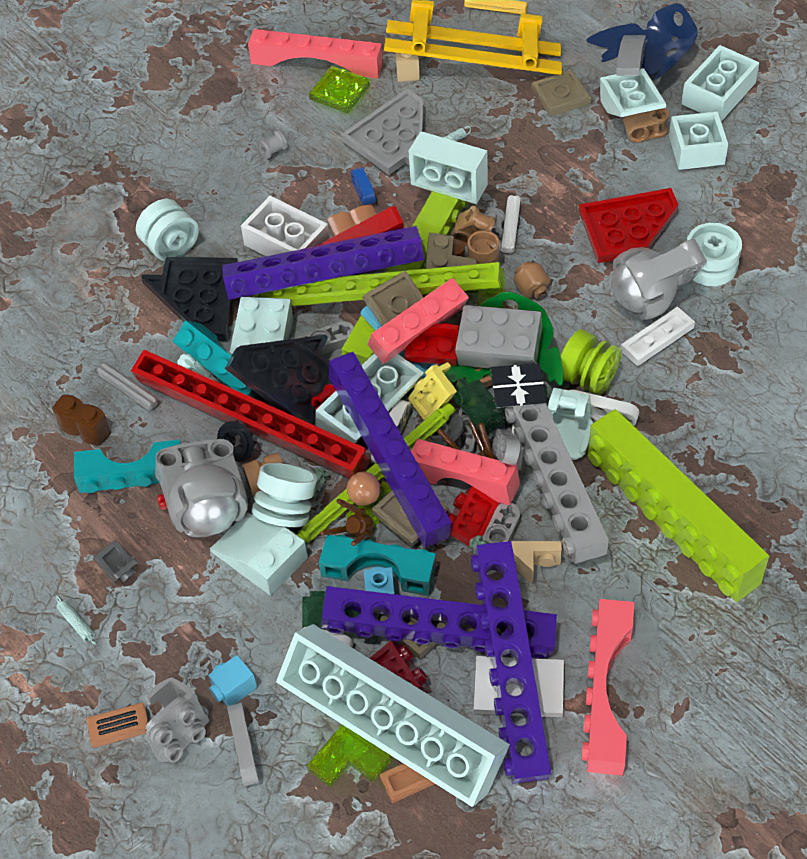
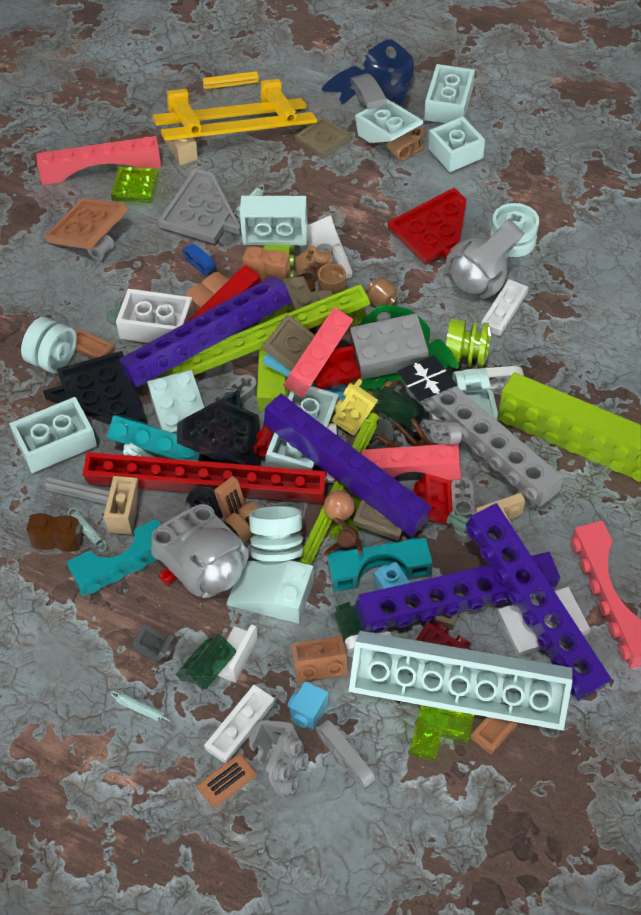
camera: 25 degrees left, 0 degrees up
(115, 427) = (88, 530): none -> light aqua piece
(127, 322) = (53, 434): none -> light aqua brick
(154, 414) = (121, 505): none -> tan slope
(158, 600) = (207, 661): none -> clear green bracket
(175, 663) = (239, 724): none -> white plate
(191, 602) = (244, 643): none -> white panel
(213, 243) = (92, 346): none -> nougat tile
(258, 441) = (229, 497): none -> nougat tile
(265, 637) = (319, 659): none -> nougat bracket
(268, 116) = (86, 223): none -> nougat plate
(419, 212) = (267, 263): none -> nougat brick
(500, 196) = (321, 233): none -> white sticker

